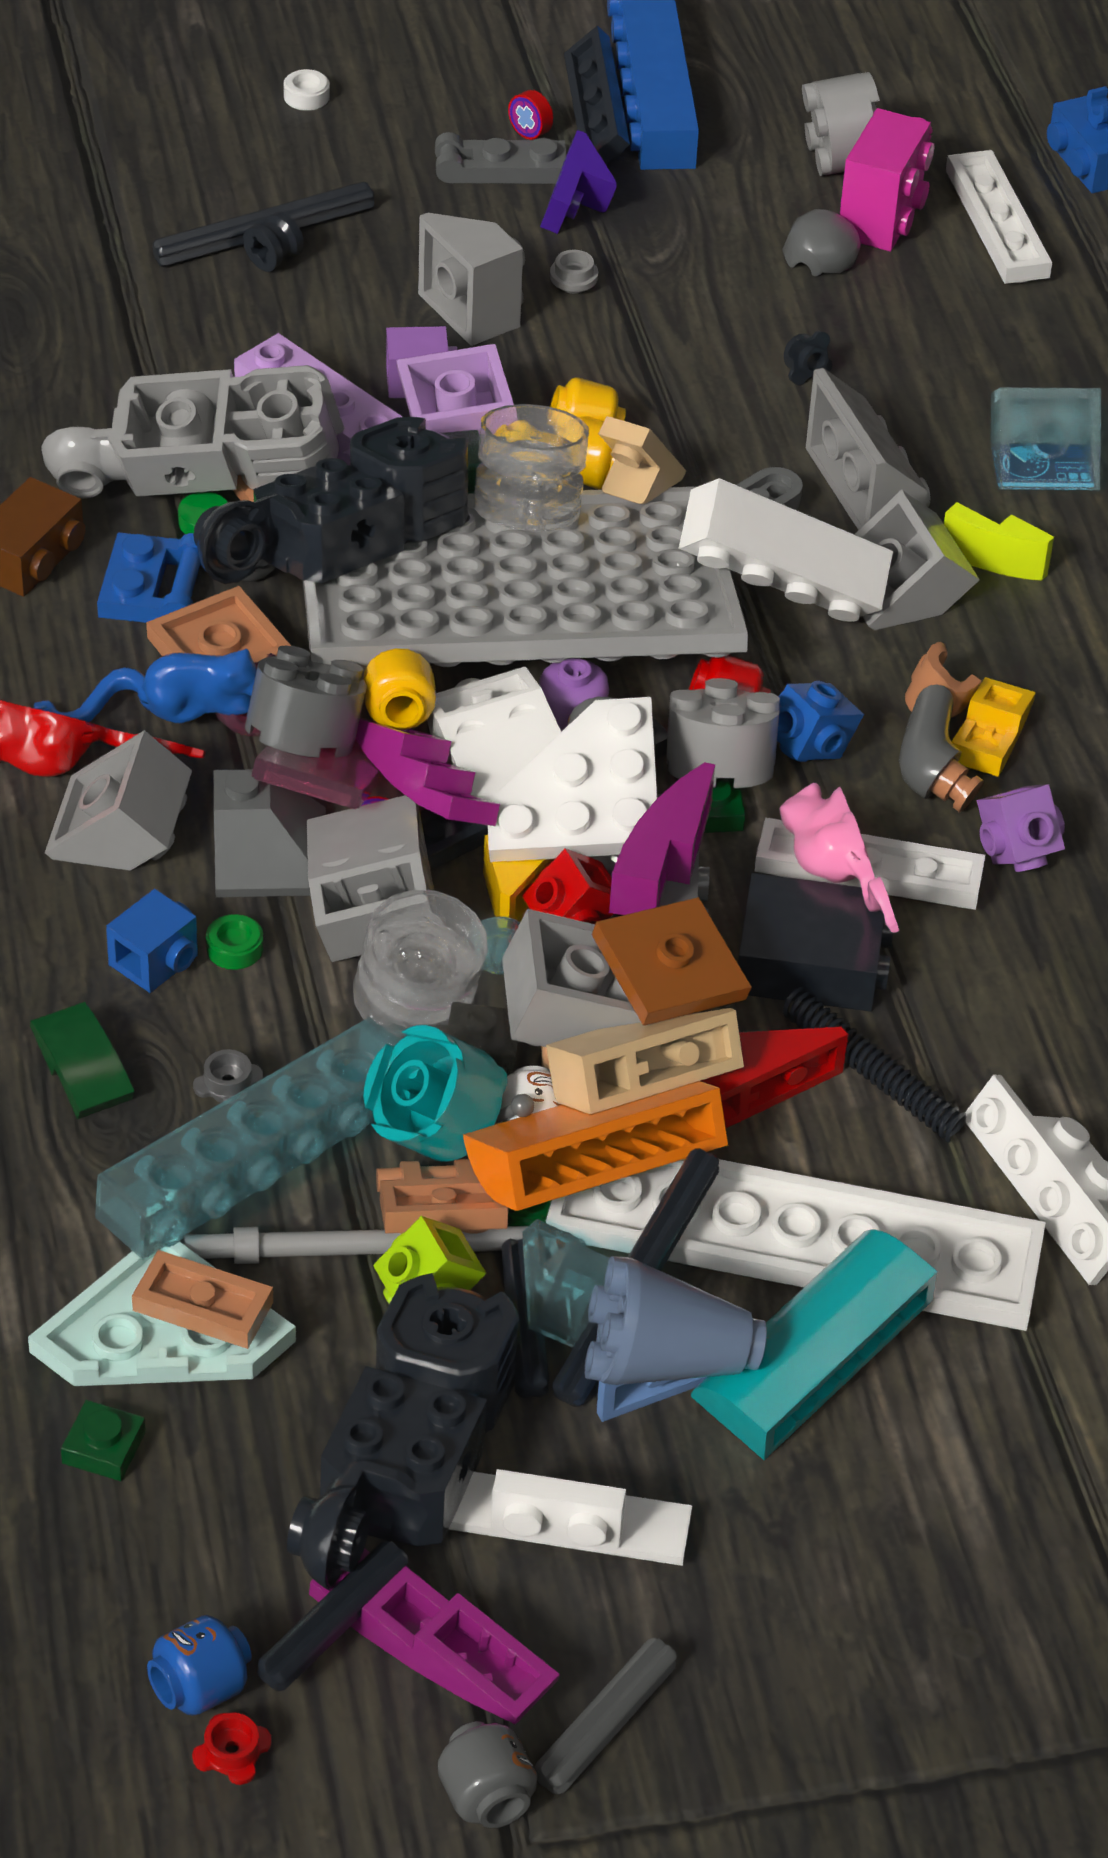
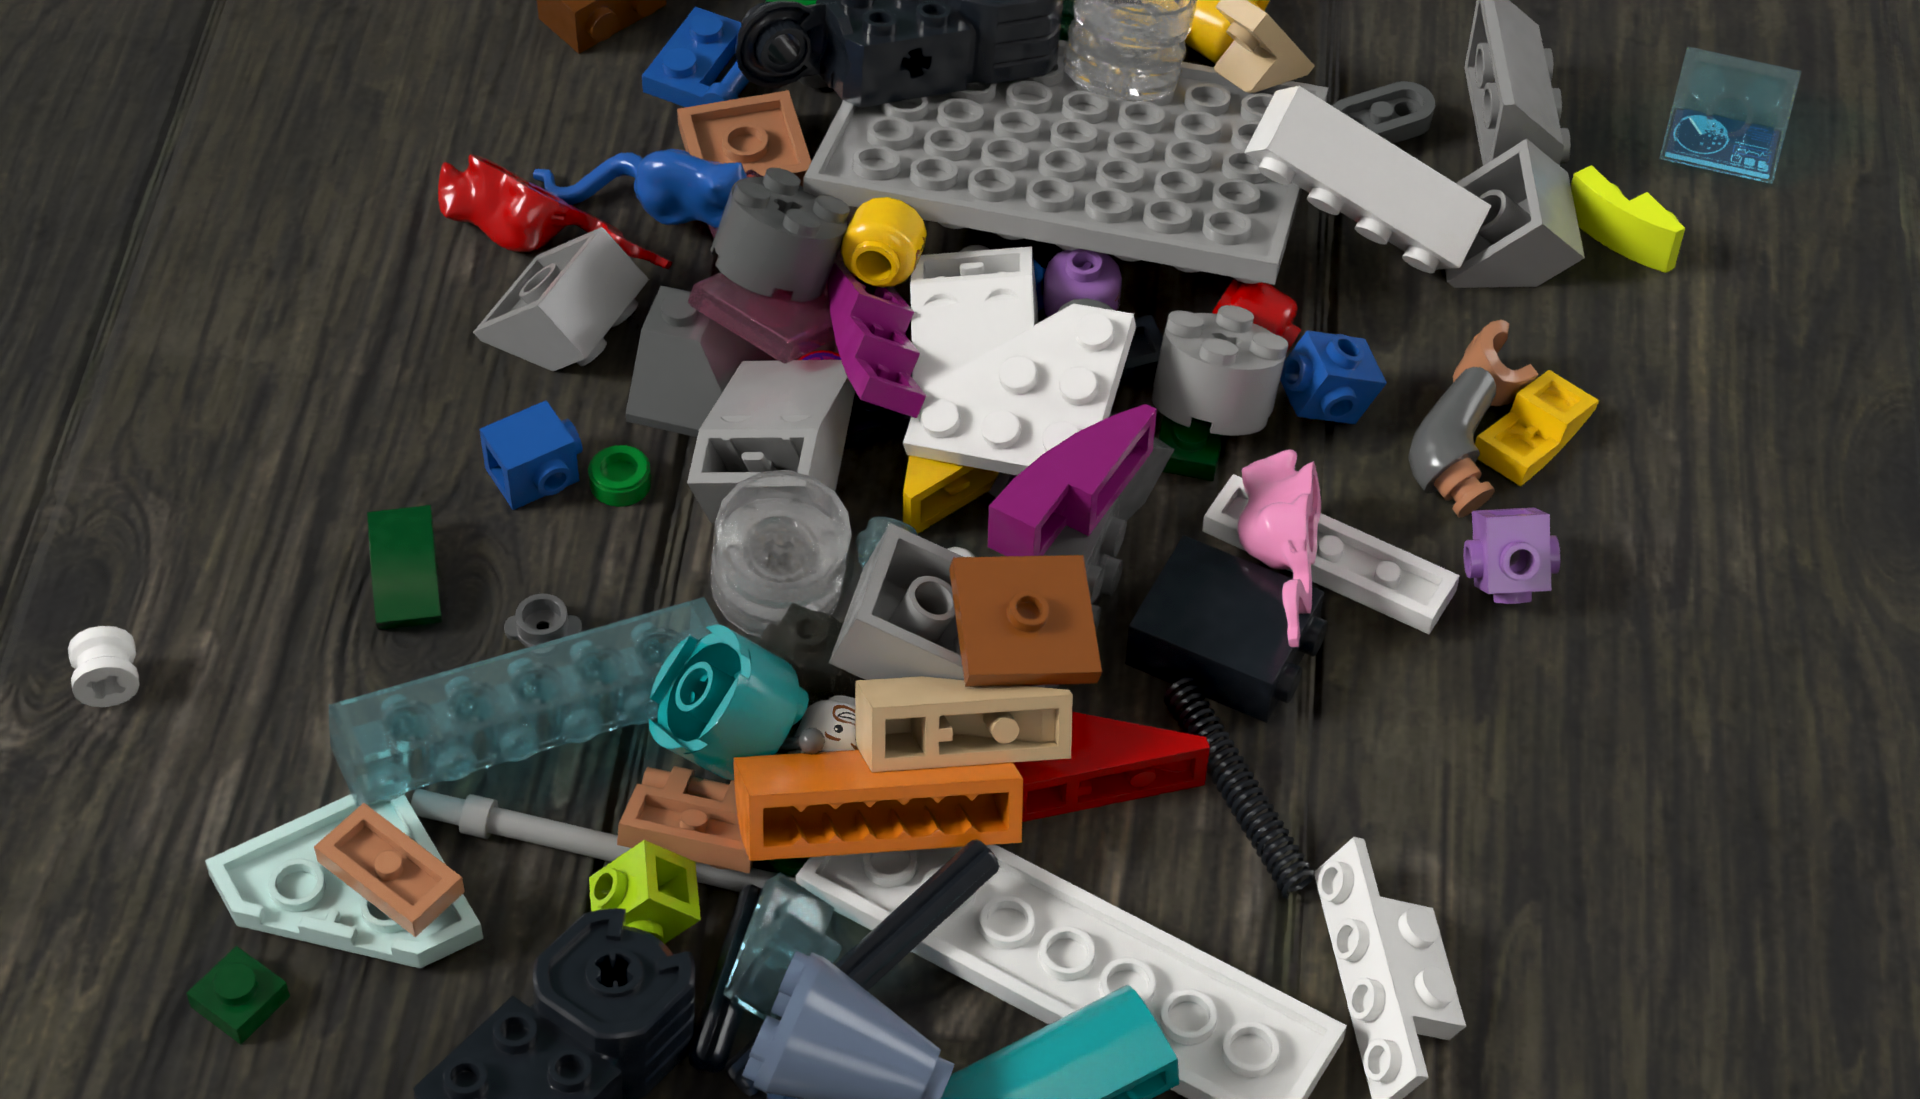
camera: 20 degrees right, 5 degrees up
(572, 888) = (963, 509): red brick -> none

